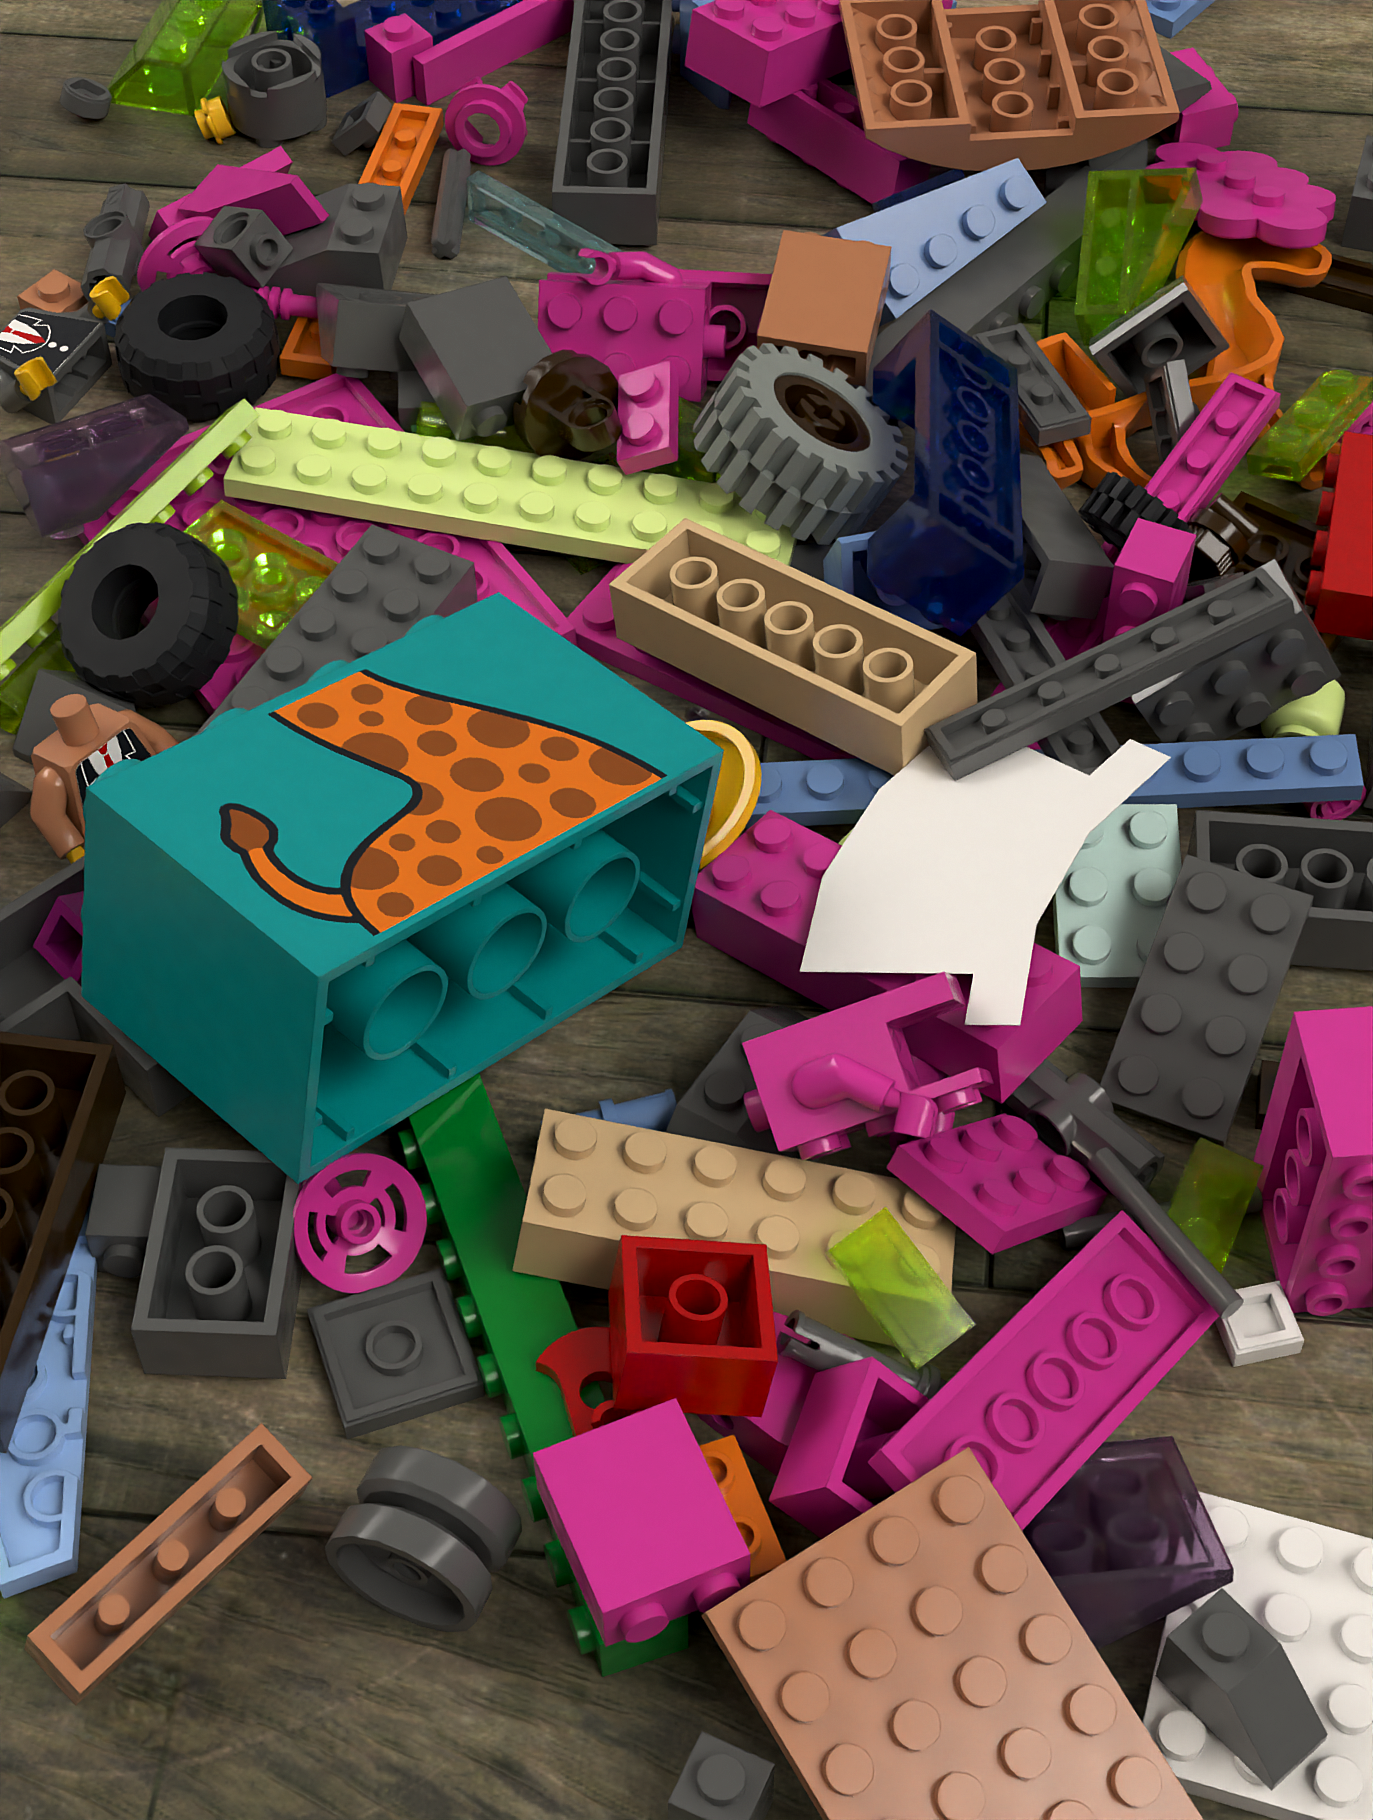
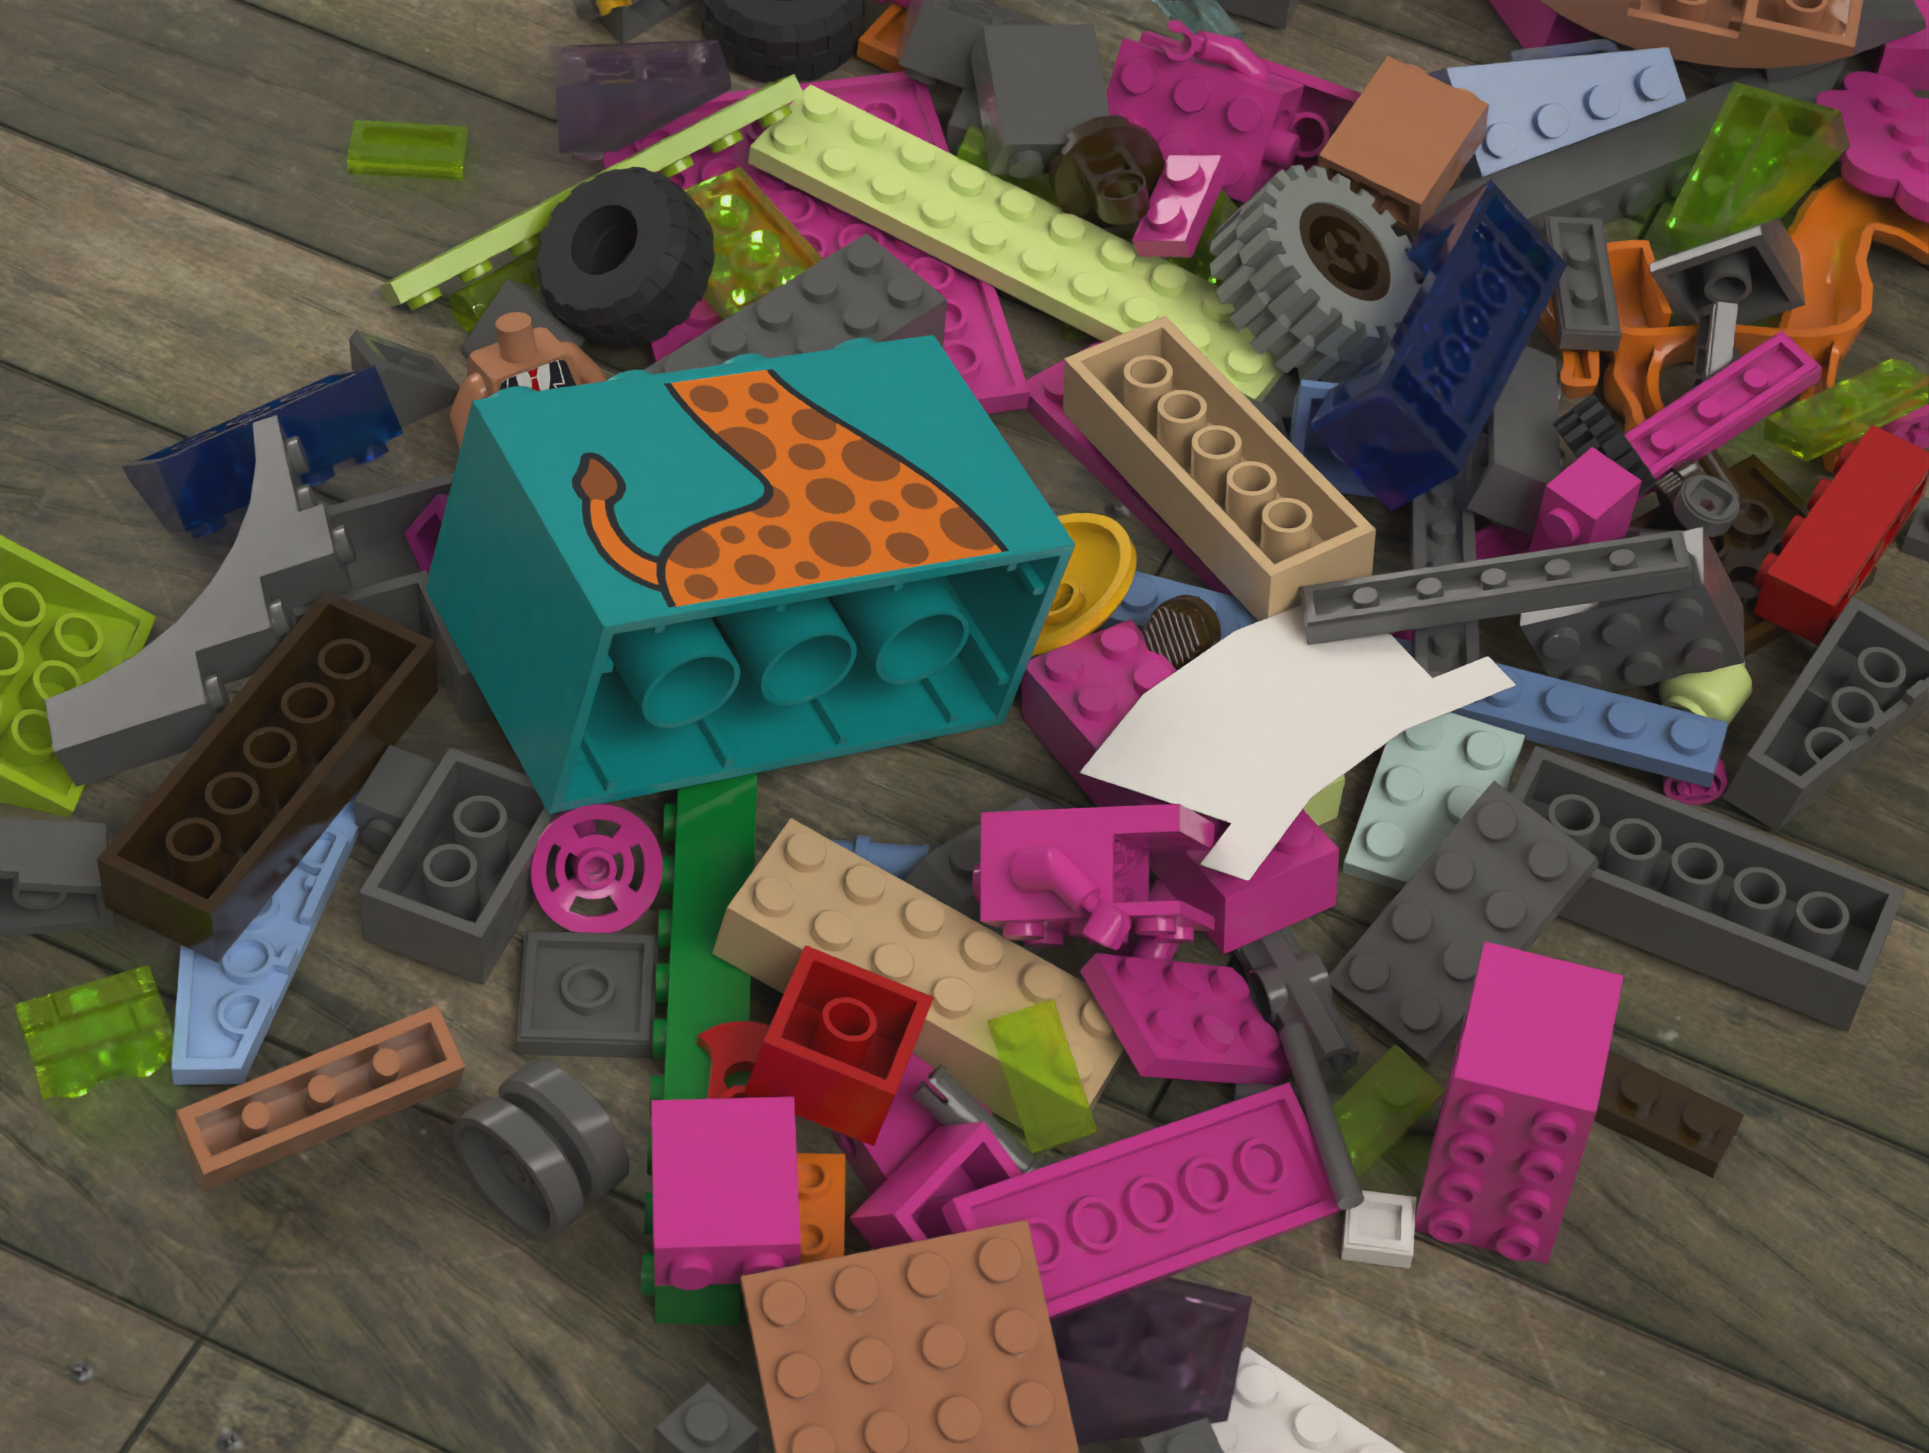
camera: 15 degrees right, 0 degrees up
(827, 804) = (1182, 629): none -> dark brown piece
(1240, 544) = (1706, 504): none -> dark grey tile

